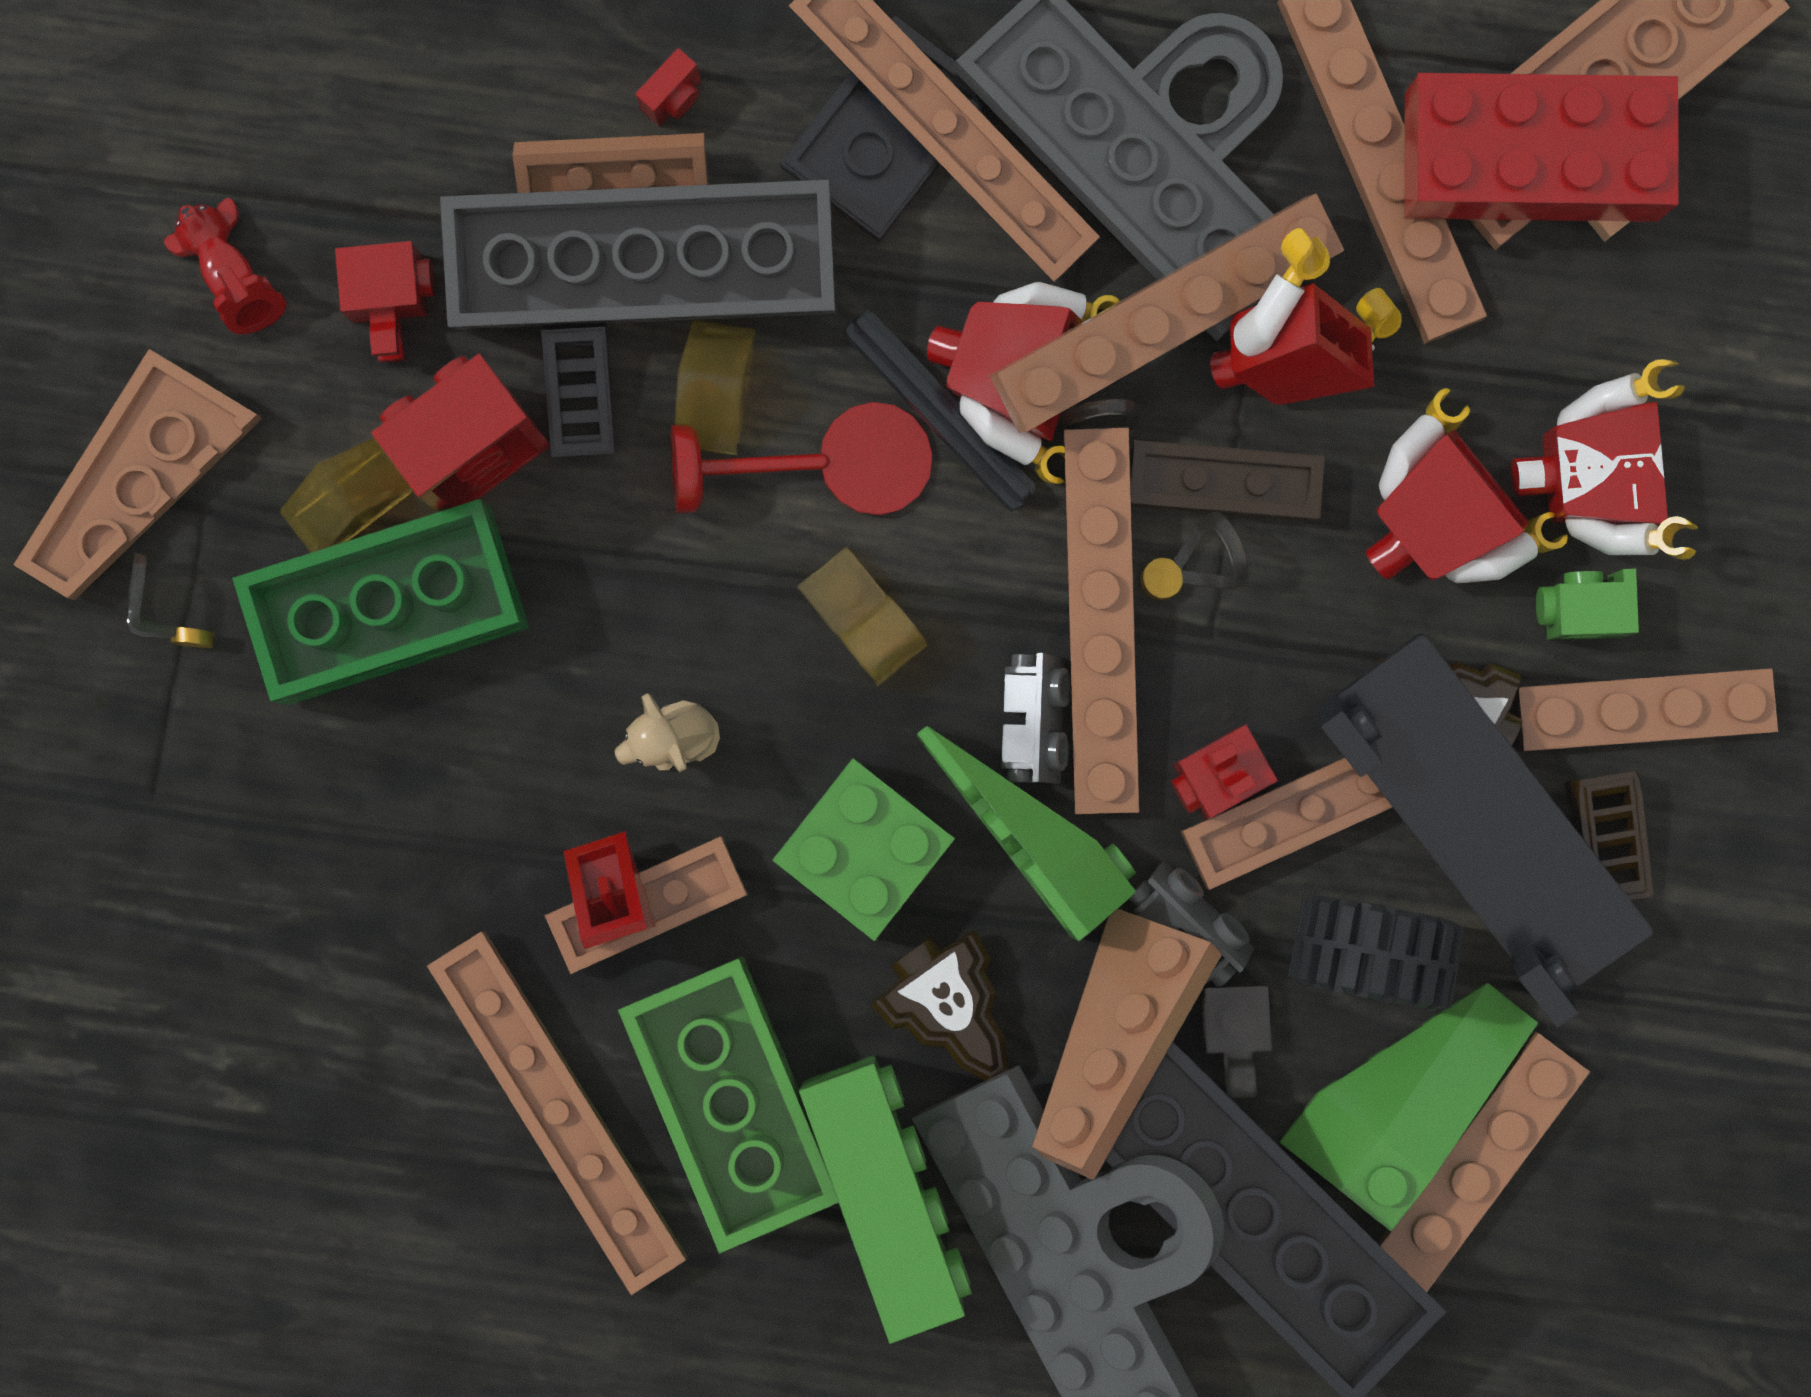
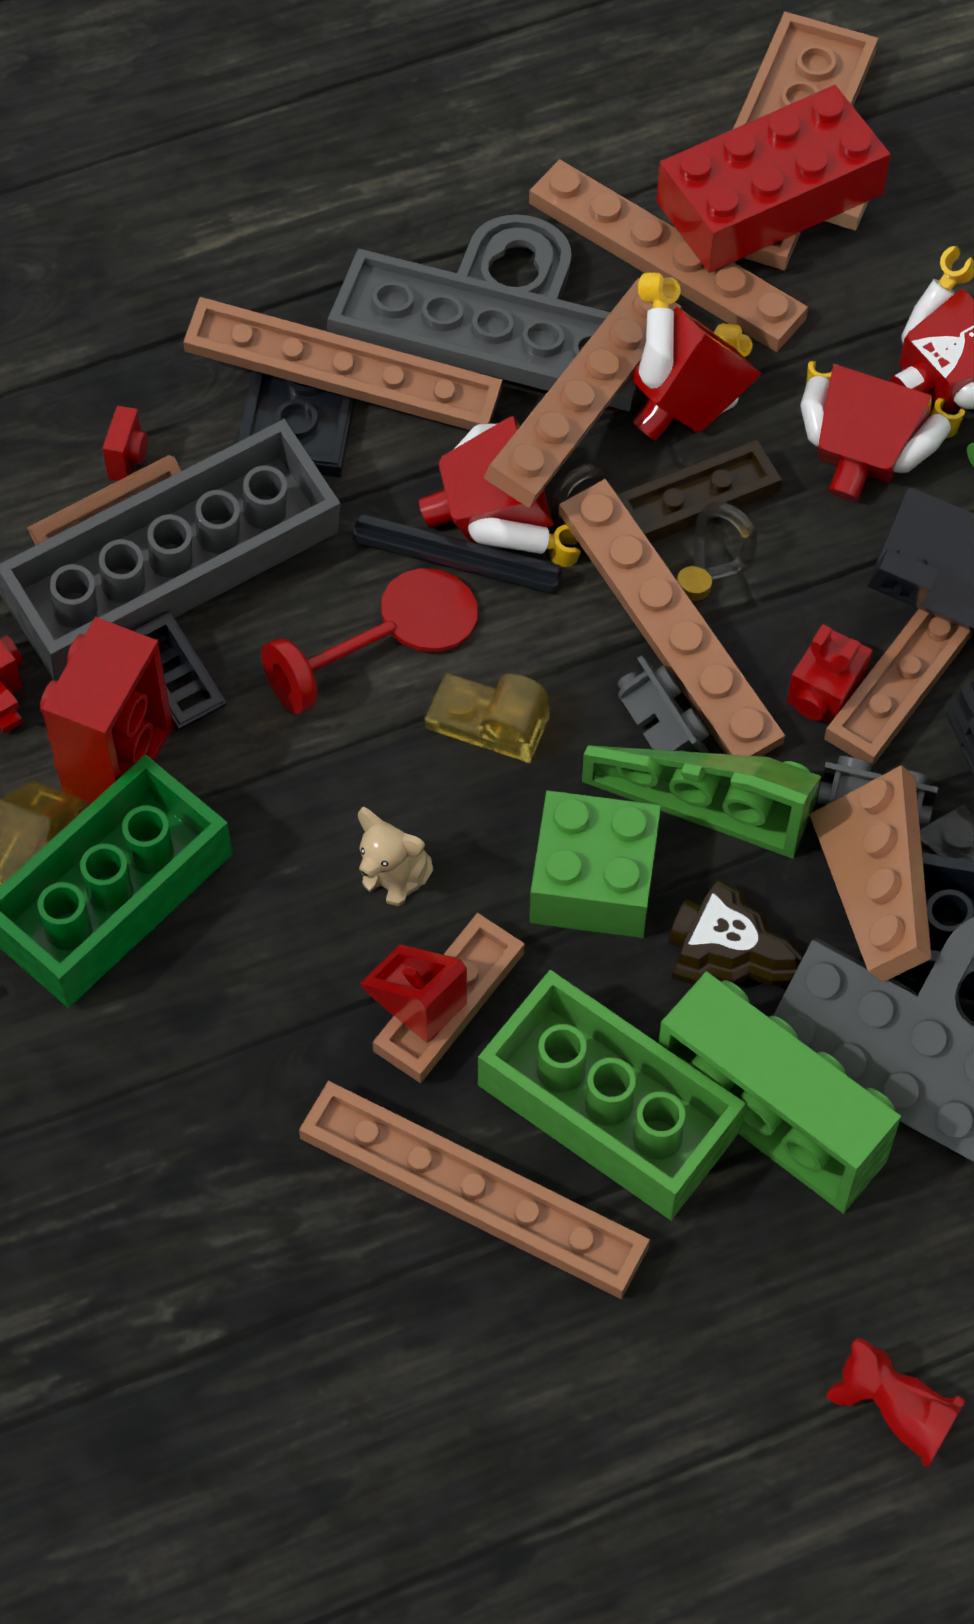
camera: 30 degrees left, 25 degrees down
(715, 383) = (274, 611): clear yellow slope -> none

